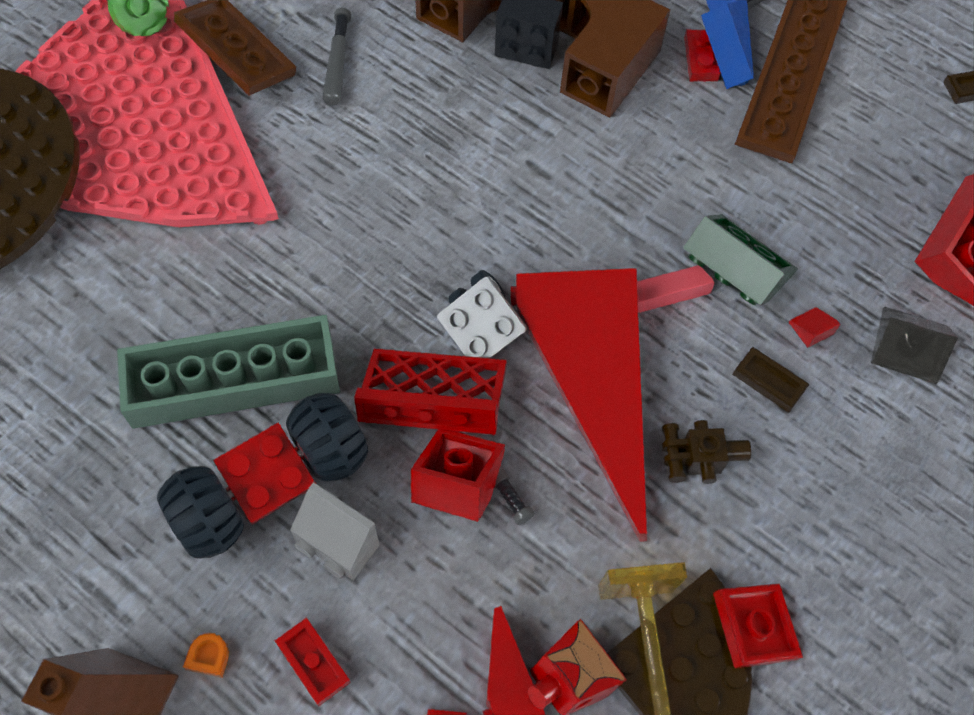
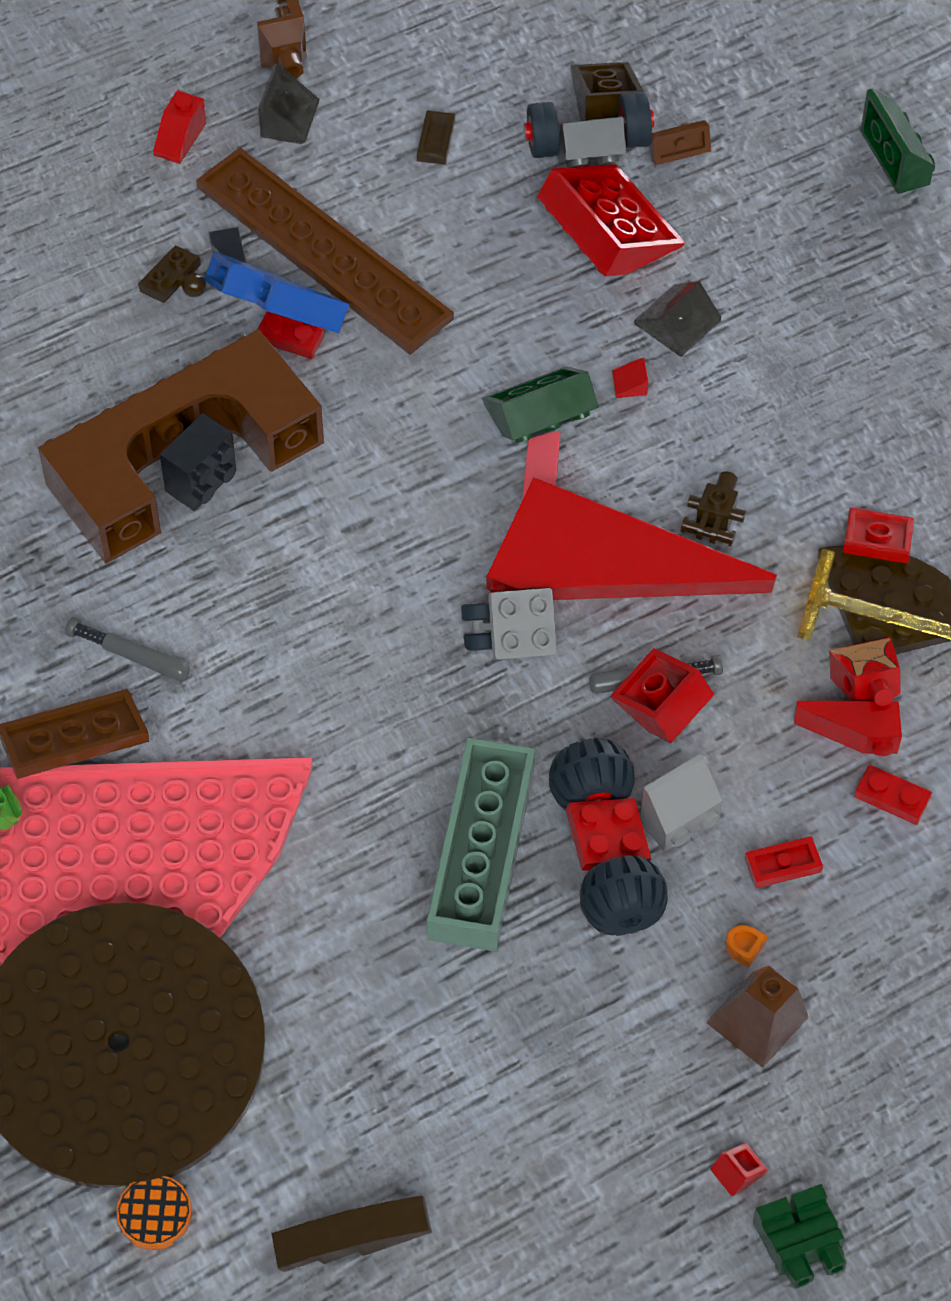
camera: 65 degrees left, 5 degrees down
(429, 408) = (592, 695): red fence -> none
(770, 379) = (666, 435): dark brown tile -> none

